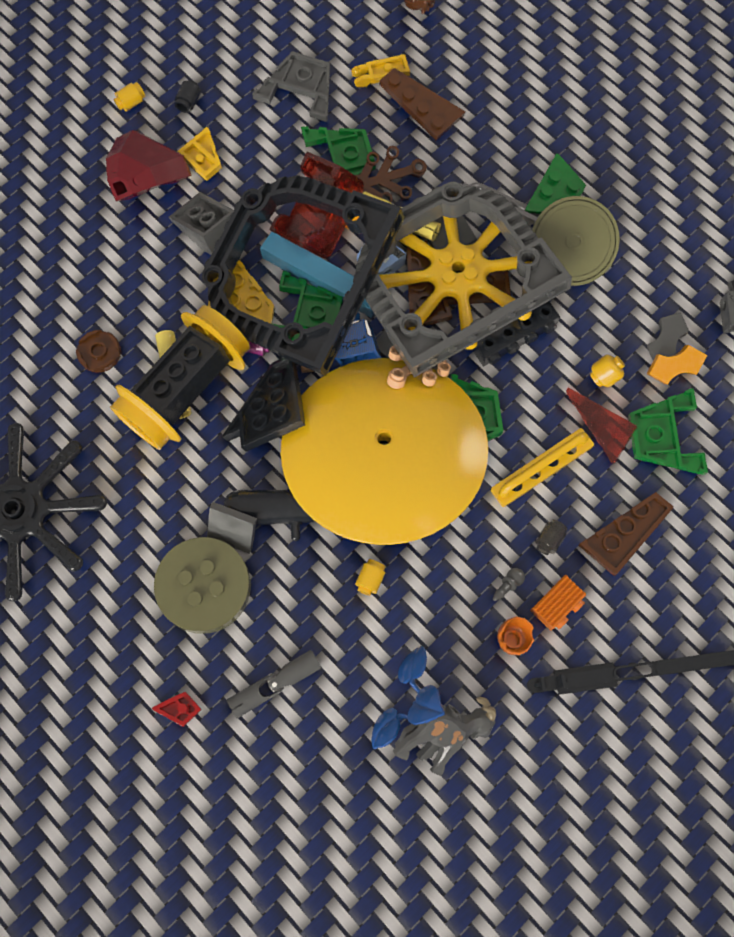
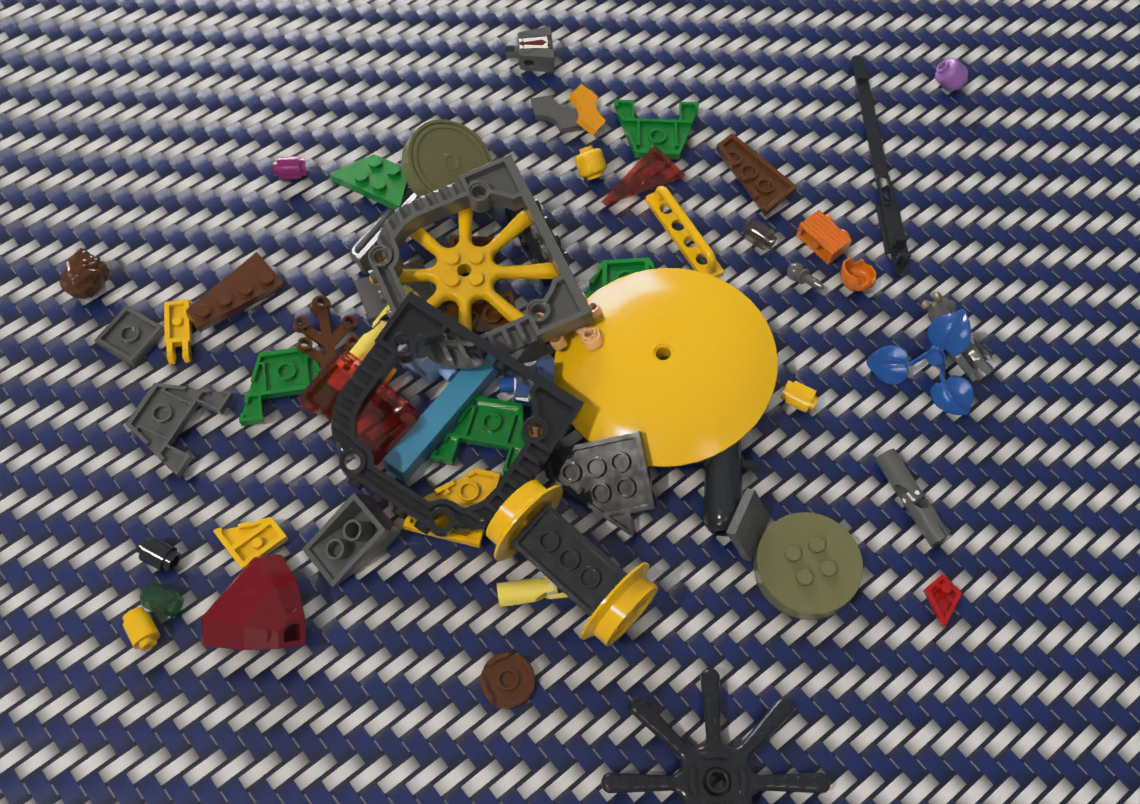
camera: 90 degrees left, 10 degrees down
(152, 105) = (161, 600): none -> clear green brick
(374, 40) = (130, 336): none -> dark grey tile
(557, 121) = (289, 168): none -> magenta brick

